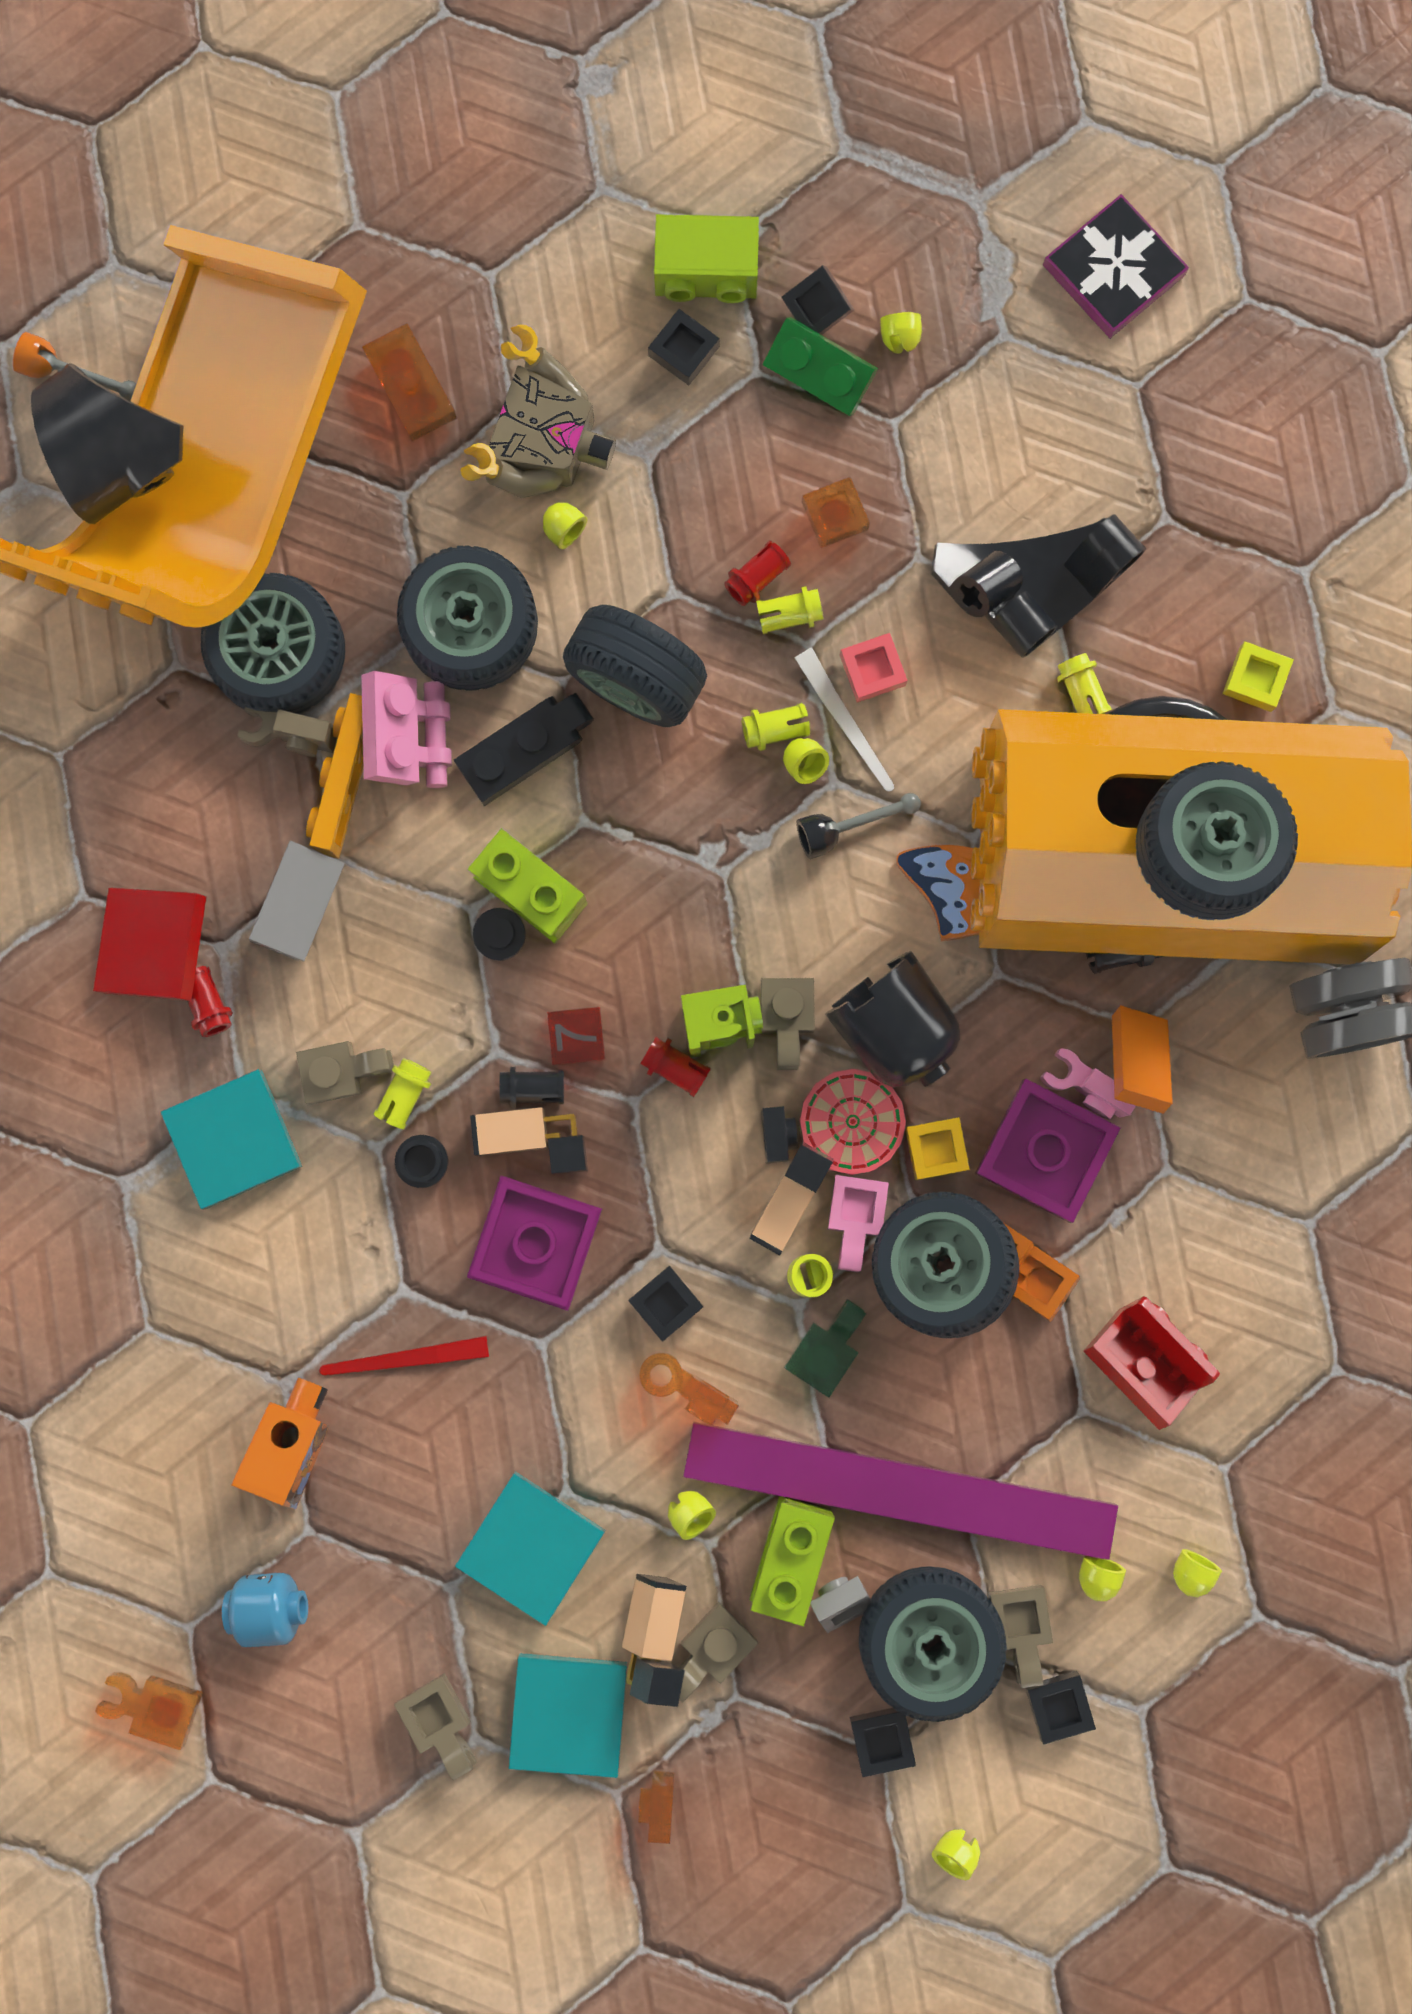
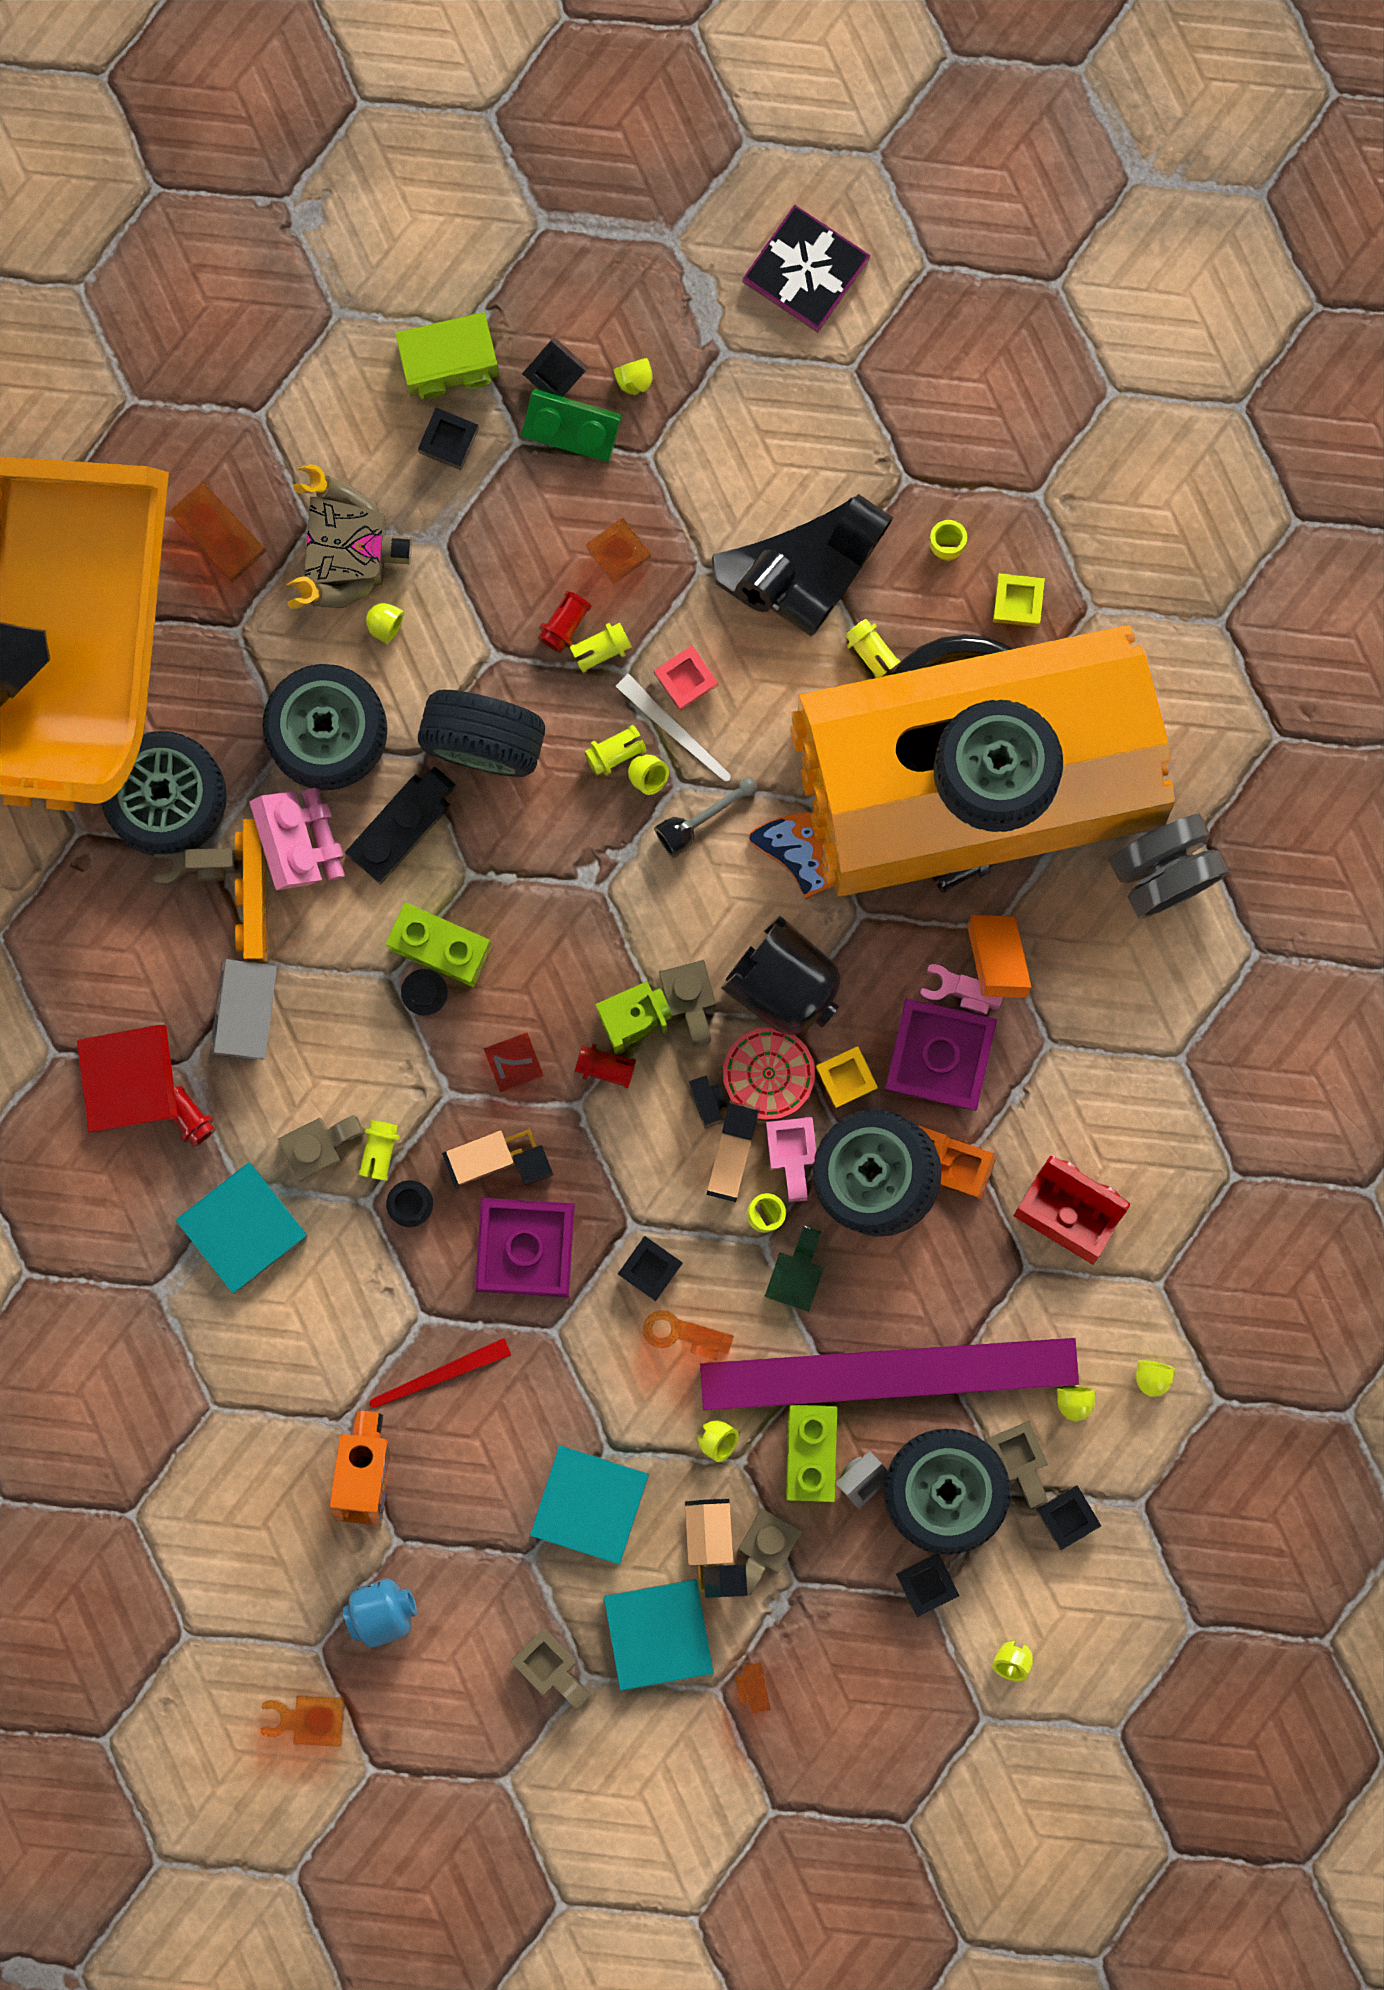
camera: 15 degrees left, 0 degrees up
(531, 1087) = (487, 1116): black pin -> none
(1197, 592) = (948, 533): none -> neon yellow hinge

